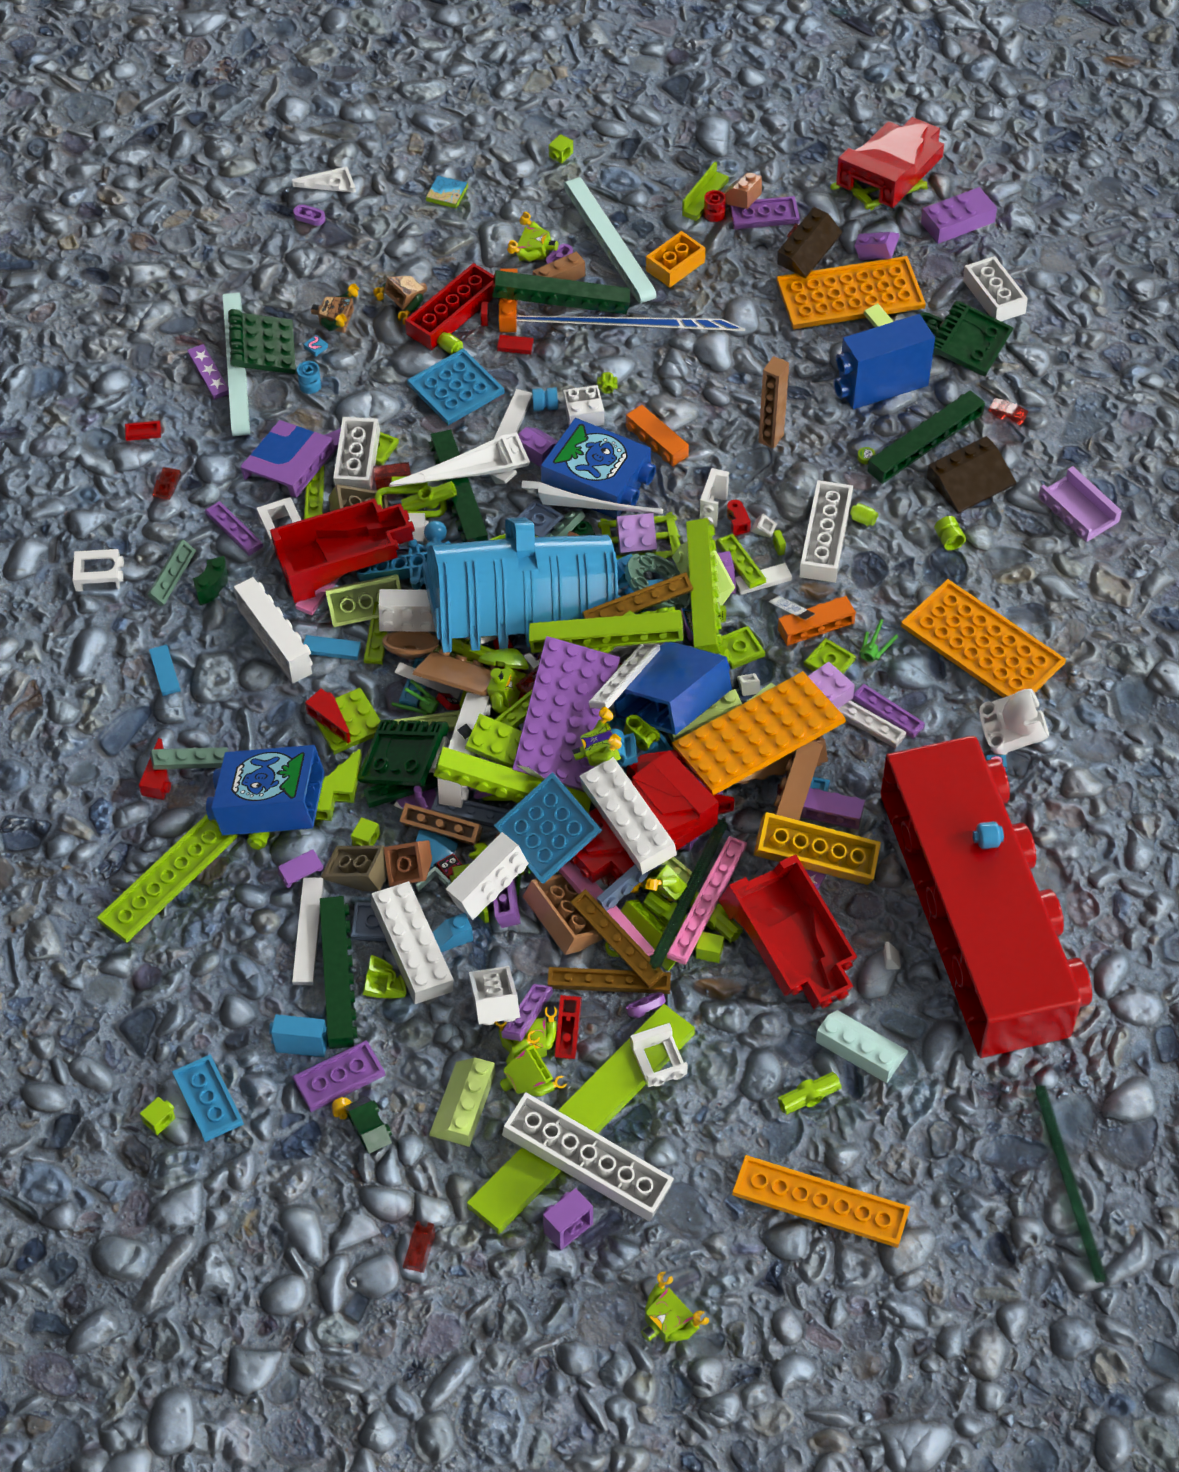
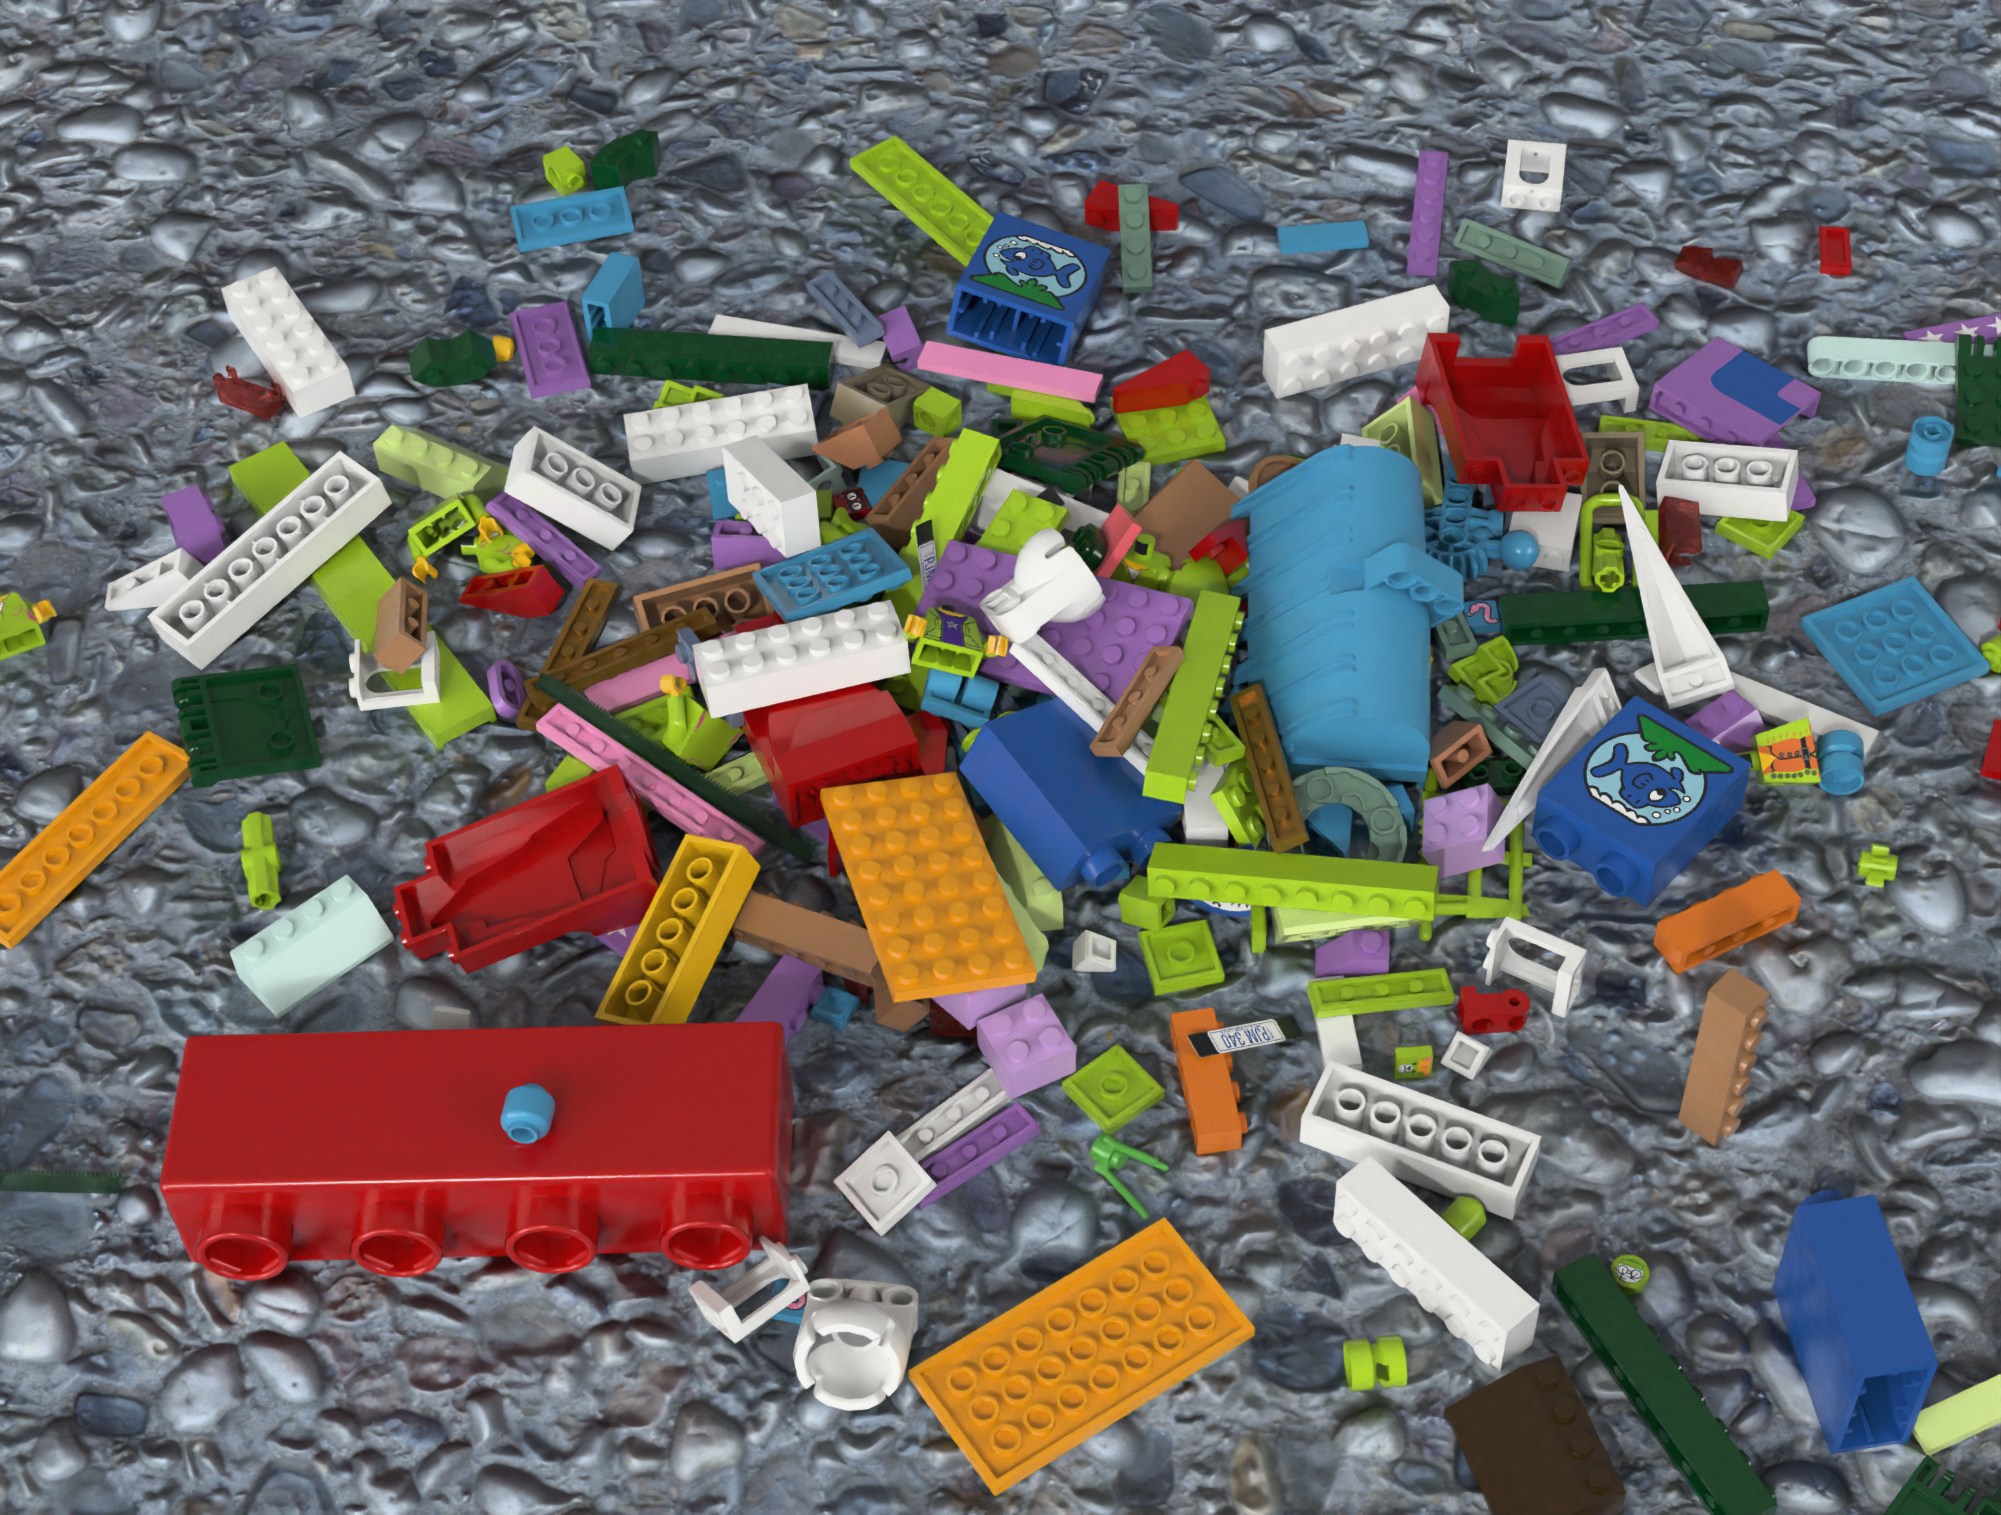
camera: 105 degrees right, 5 degrees down
(133, 621) = (1427, 213): none -> medium lavender plate
(144, 1078) = (626, 160): none -> dark green brick
(280, 904) = (845, 309): none -> sand blue plate
(333, 647) = (1319, 421): dark azure tile -> none
(334, 794) = (1010, 371): none -> bright pink tile
(367, 1237) = (288, 342): none -> white brick
(478, 647) = (1224, 545): none -> red slope
(497, 692) = (1120, 533): none -> coral tile
(499, 704) = (1090, 545): none -> dark green plate
(549, 418) = (1784, 756): none -> torso
(570, 694) = (1045, 587): none -> white piece
(584, 404) = (1812, 815): white slope -> none
(611, 1238) = (153, 582): none -> white slope
(624, 649) = (1137, 701): none -> medium nougat plate
(632, 1054) = (401, 625): none -> medium nougat brick
(712, 1131) = (248, 720): none -> dark green hinge
(894, 515) = (1435, 1264): none -> white brick
(921, 731) = (885, 1183): none -> white plate
(1029, 770) = (719, 1307): none -> white panel

